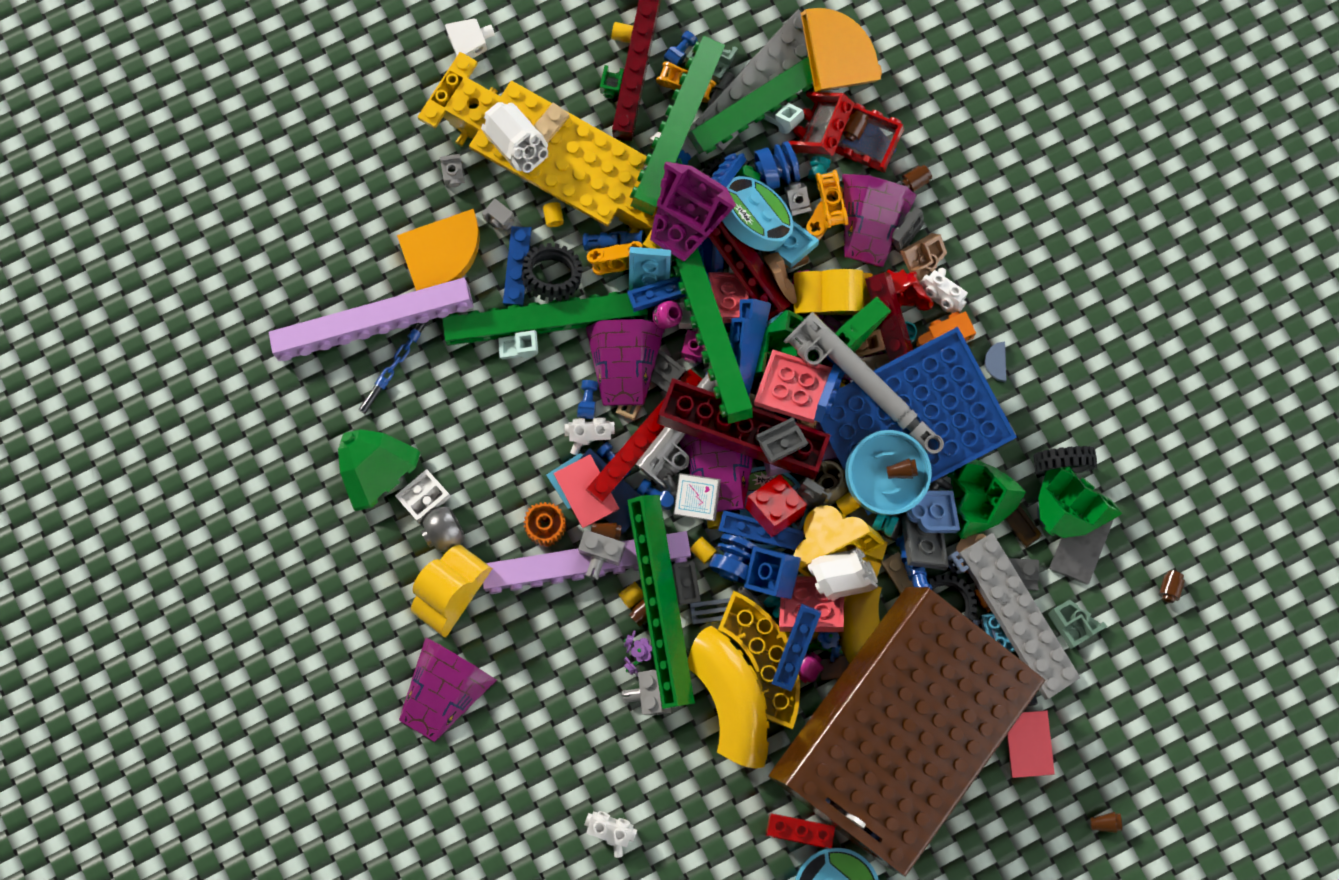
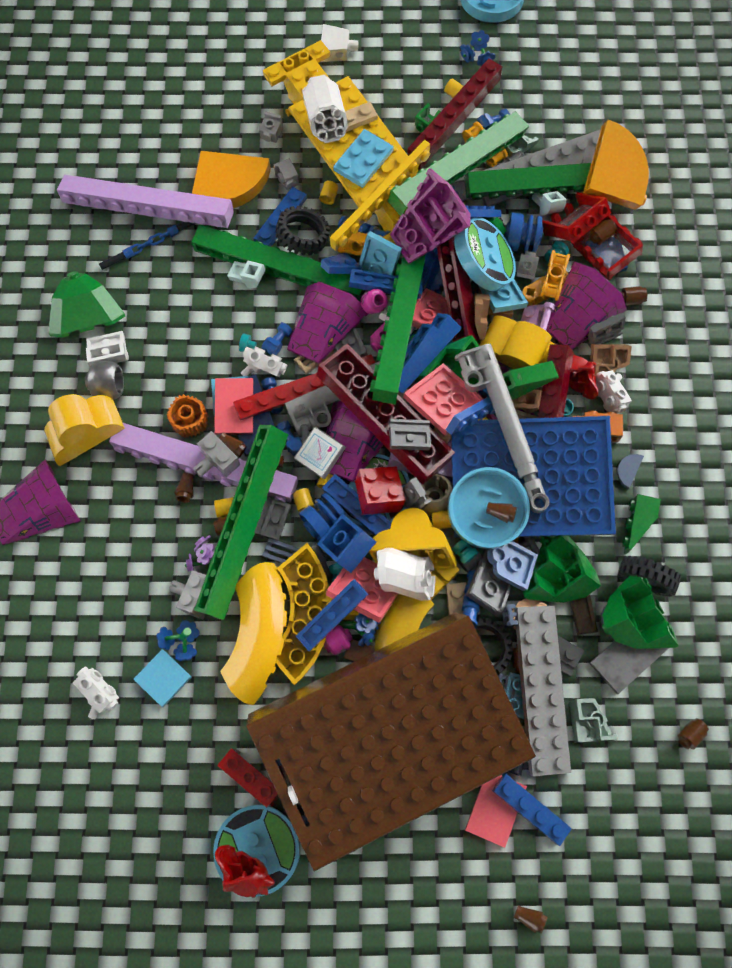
camera: 25 degrees right, 5 degrees down
(560, 419) = (245, 341): none -> teal tile
(579, 169) = (363, 158): none -> medium azure plate
(582, 598) = (184, 490): none -> reddish brown cone
(611, 290) = (339, 264): none -> blue wing
(619, 211) = (377, 198): none -> yellow plate
(663, 733) = (186, 632): none -> blue plant
(664, 786) = (162, 678): none -> medium azure tile
(829, 252) = (534, 314): none -> lavender plate
(1032, 402) = (643, 514): none -> green slope
(1061, 728) = (531, 809): none -> blue plate

